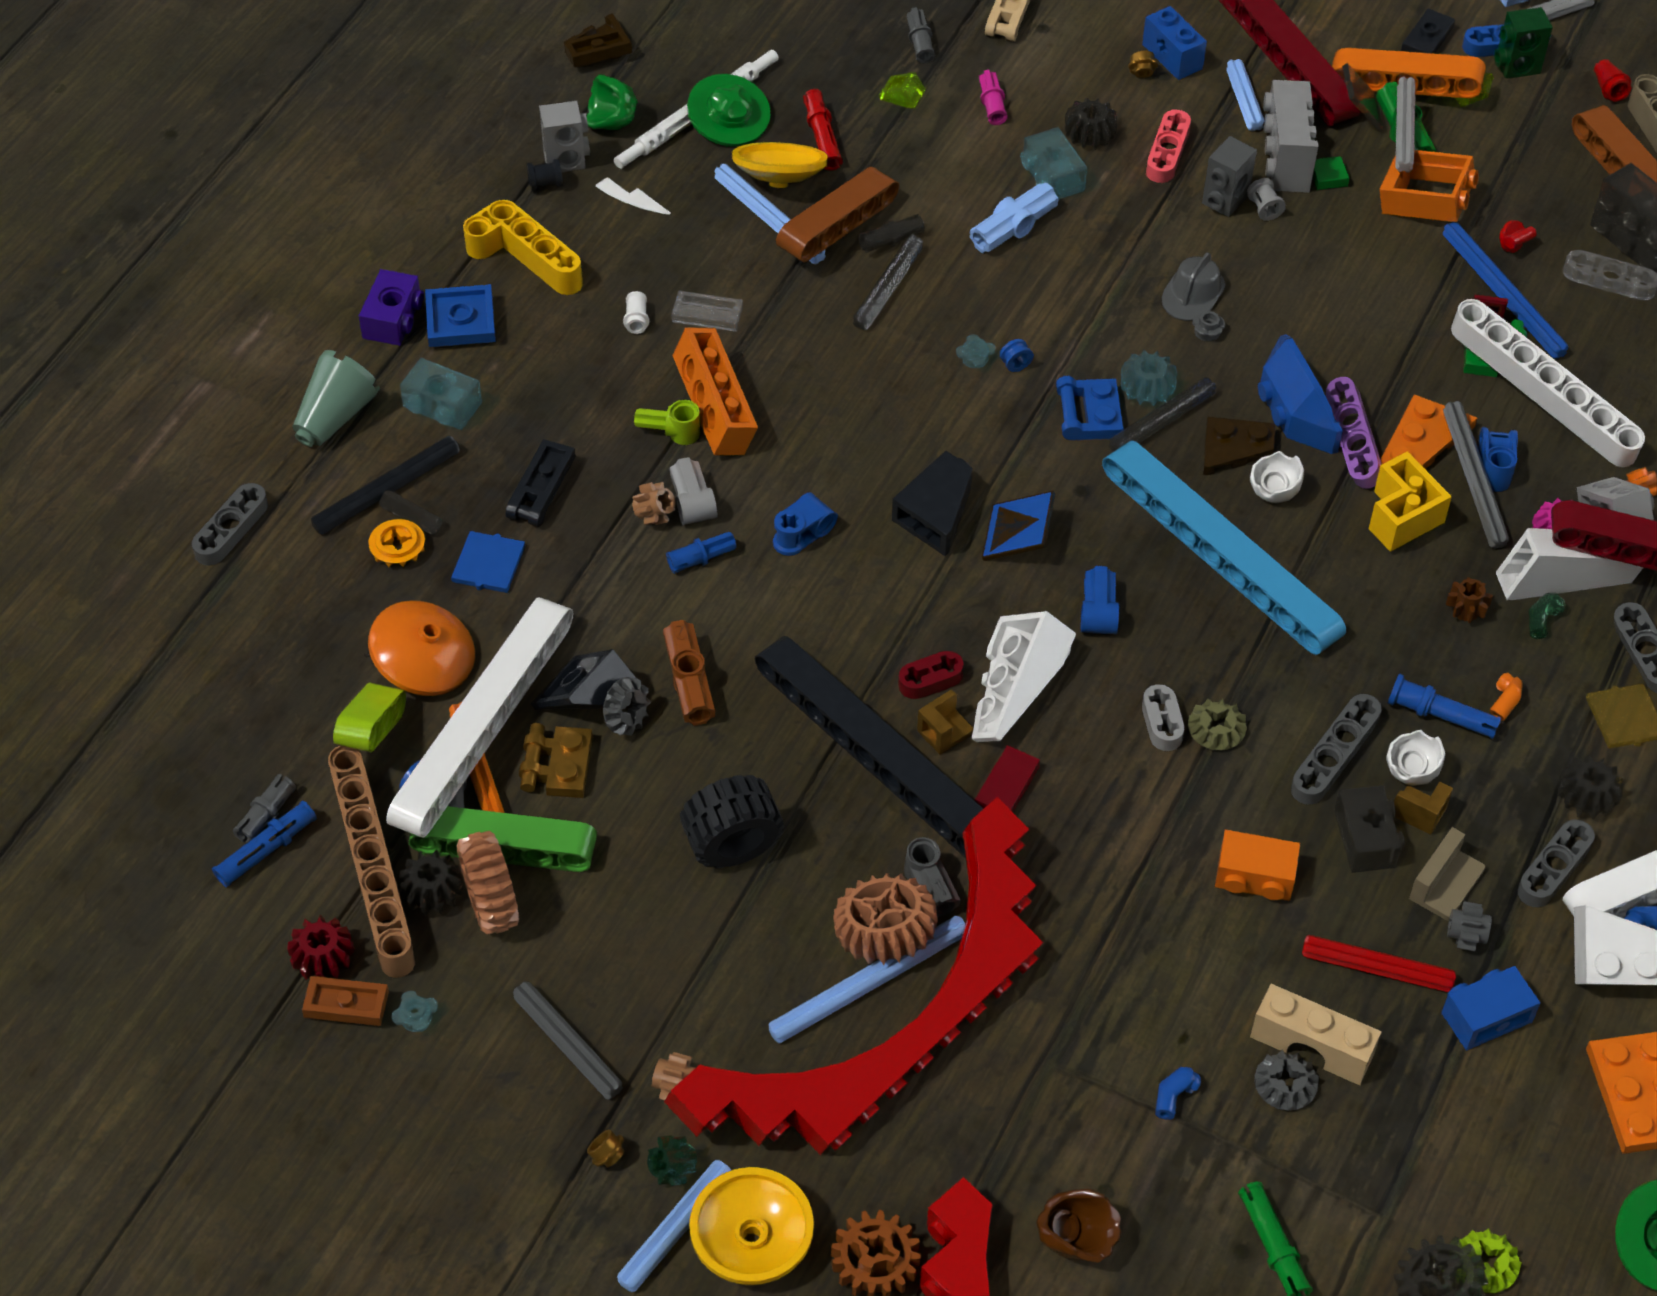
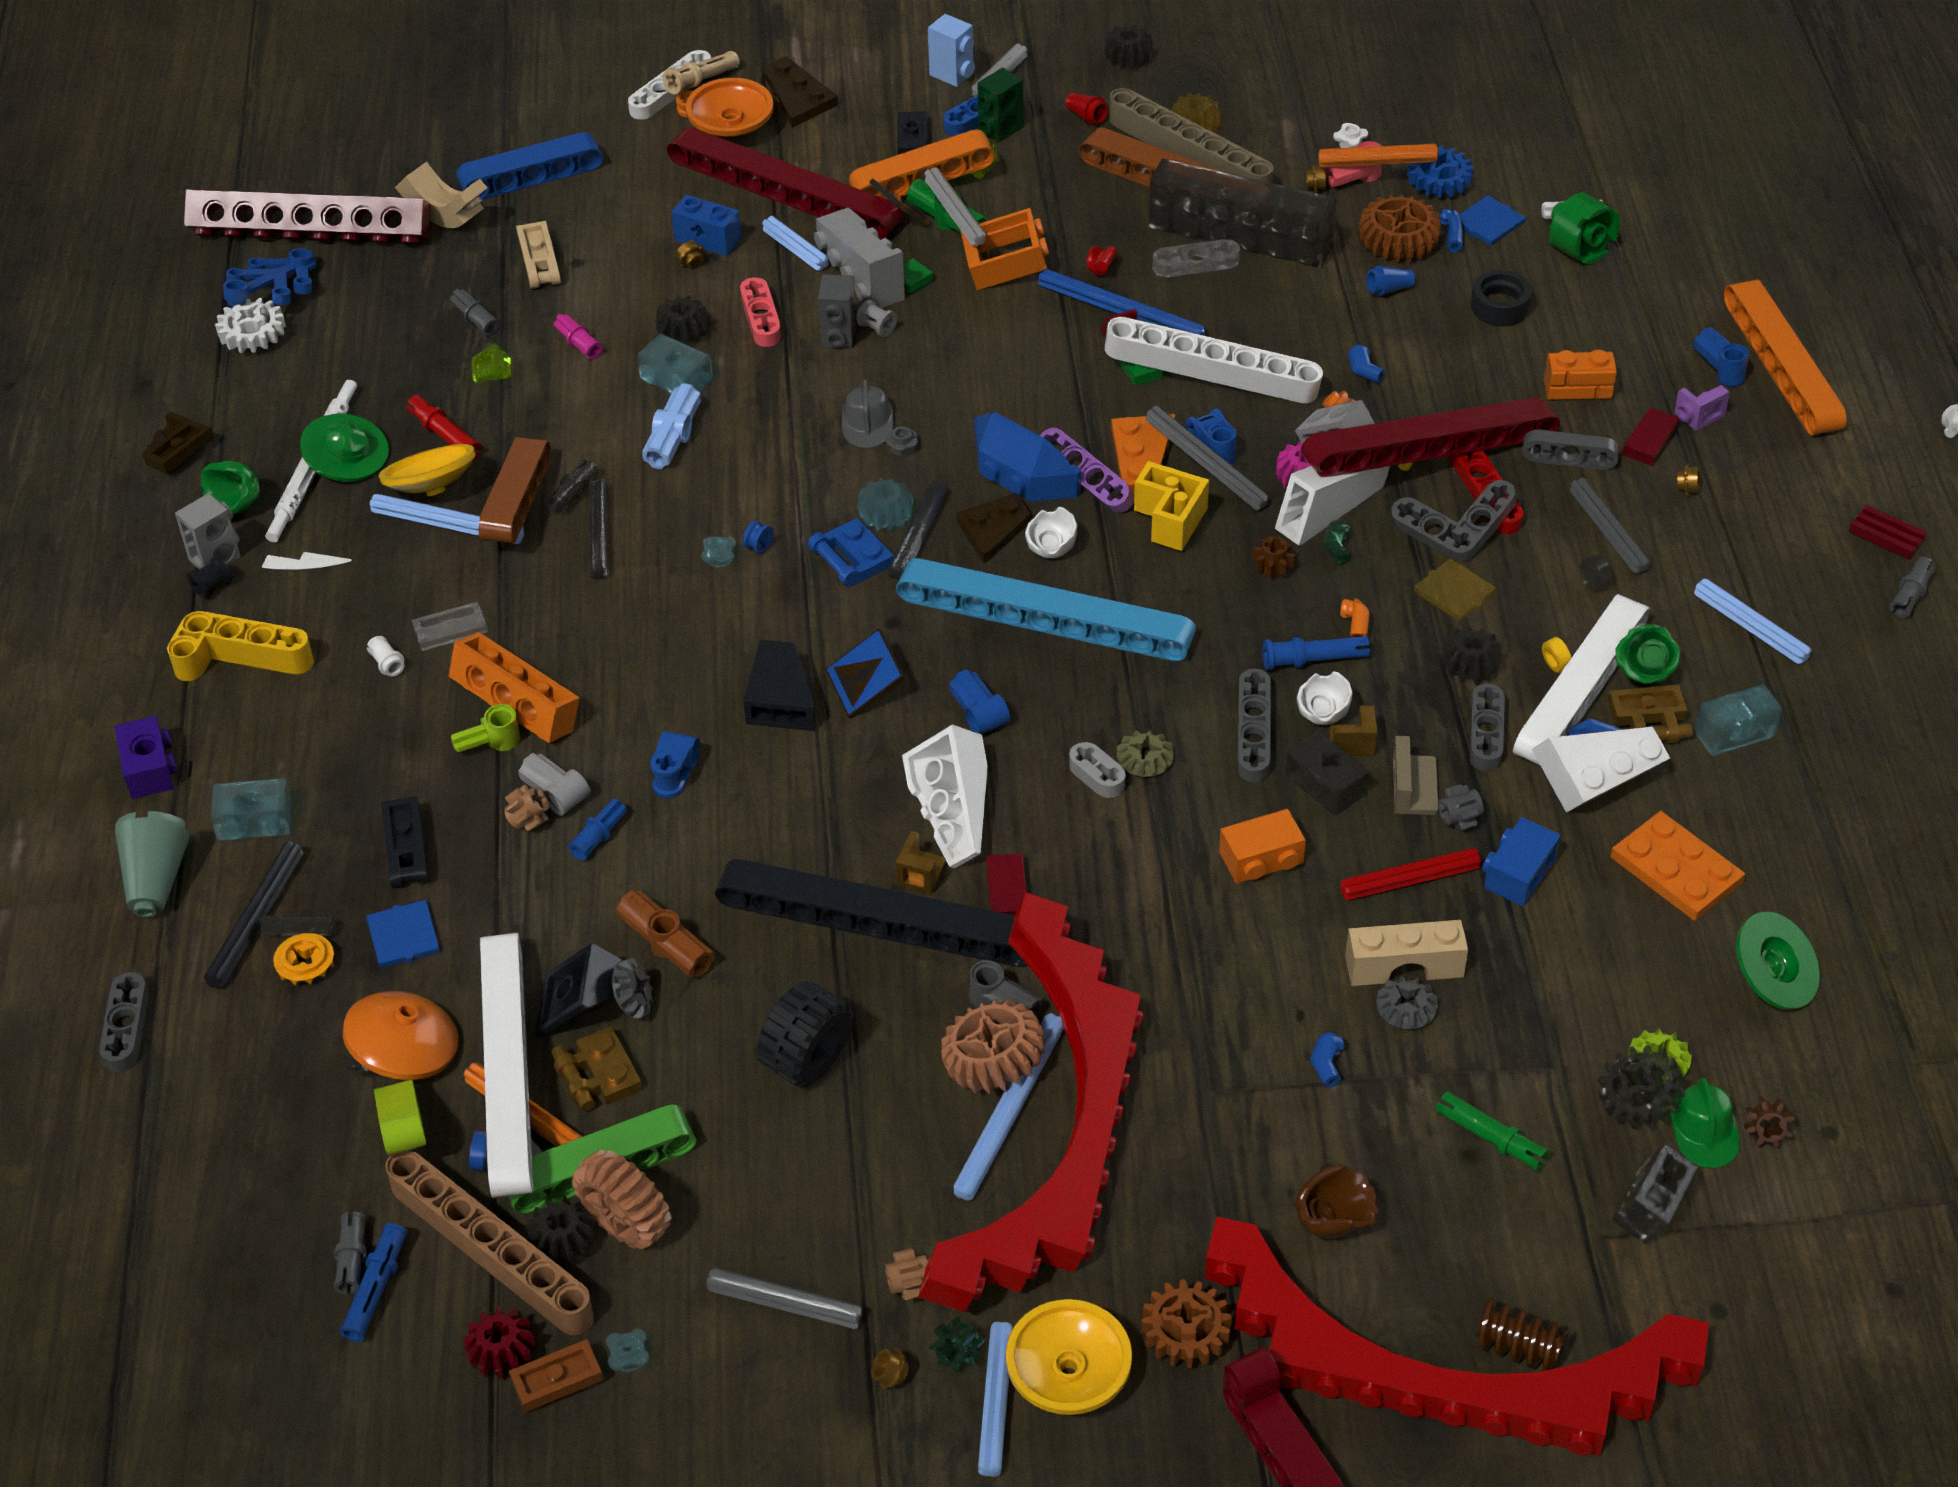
camera: 30 degrees left, 5 degrees down
(460, 315) = (218, 734): blue plate -> none
(930, 674) = (881, 834): dark red beam -> none

